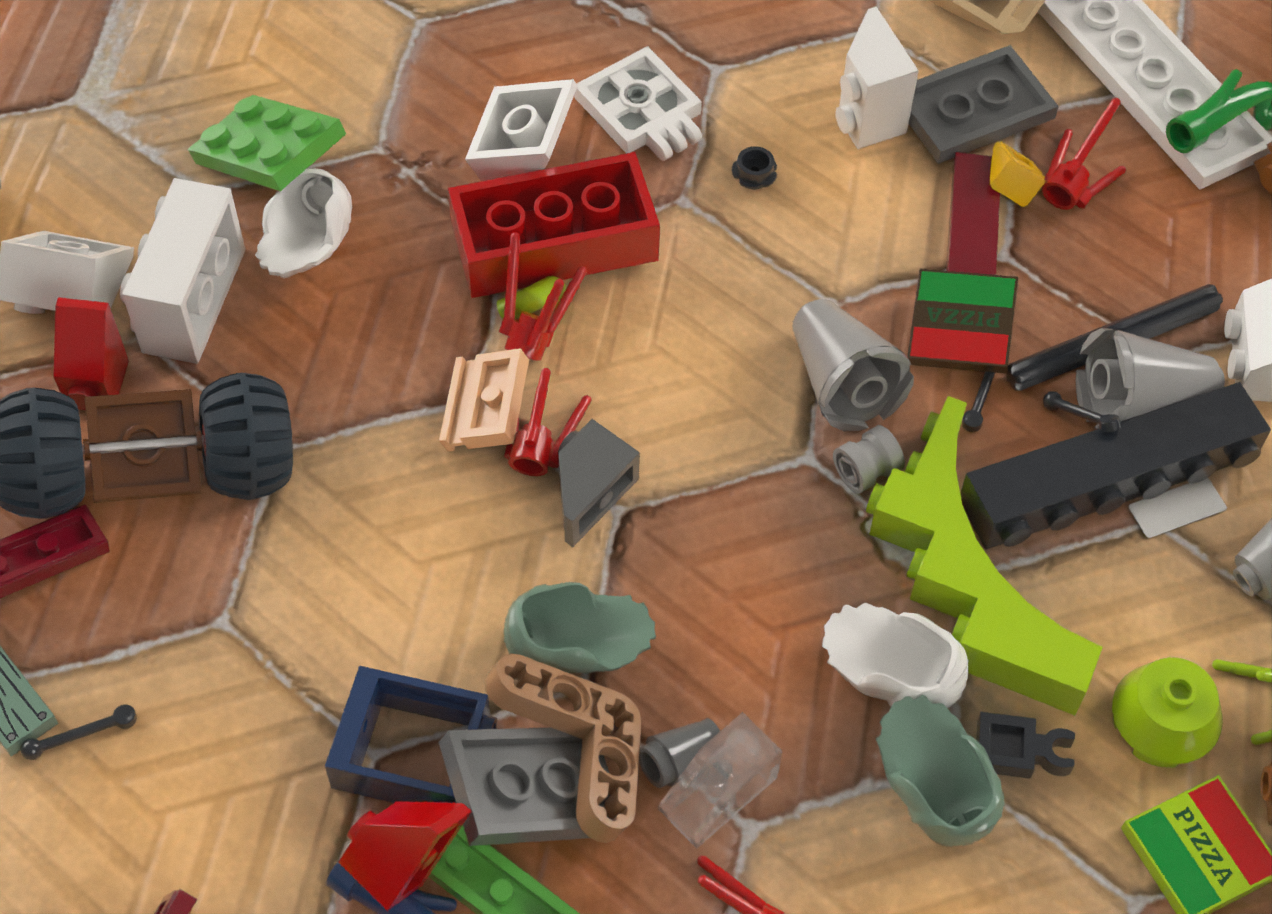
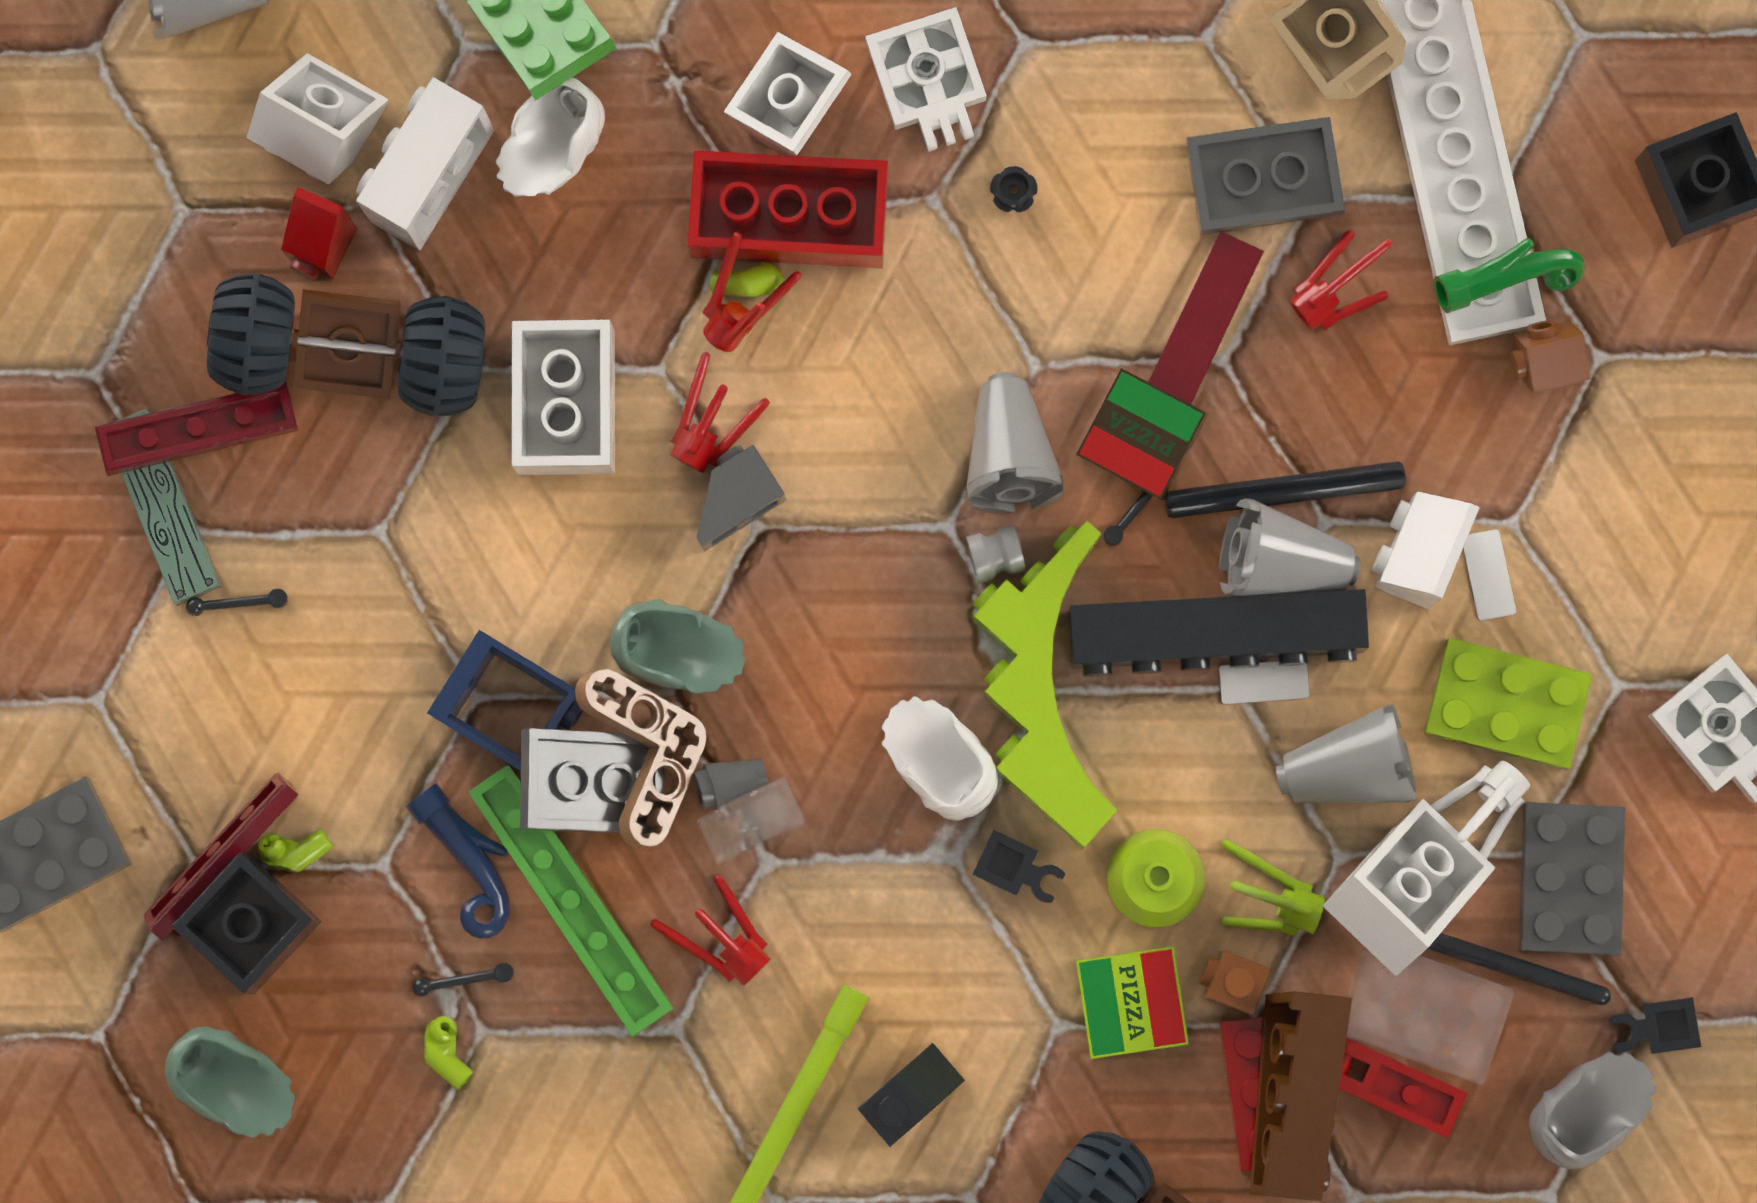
camera: 25 degrees right, 25 degrees up
(384, 433) = (563, 397): none -> white brick
(400, 846) = (467, 805): red slope -> none
(484, 400) = (667, 382): light nougat plate -> none
(876, 84) = (1160, 136): white slope -> none
(939, 772) = (933, 875): sand green hair -> none
(1014, 174) = (1267, 275): yellow slope -> none
(1107, 423) = (1219, 596): black hinge -> none

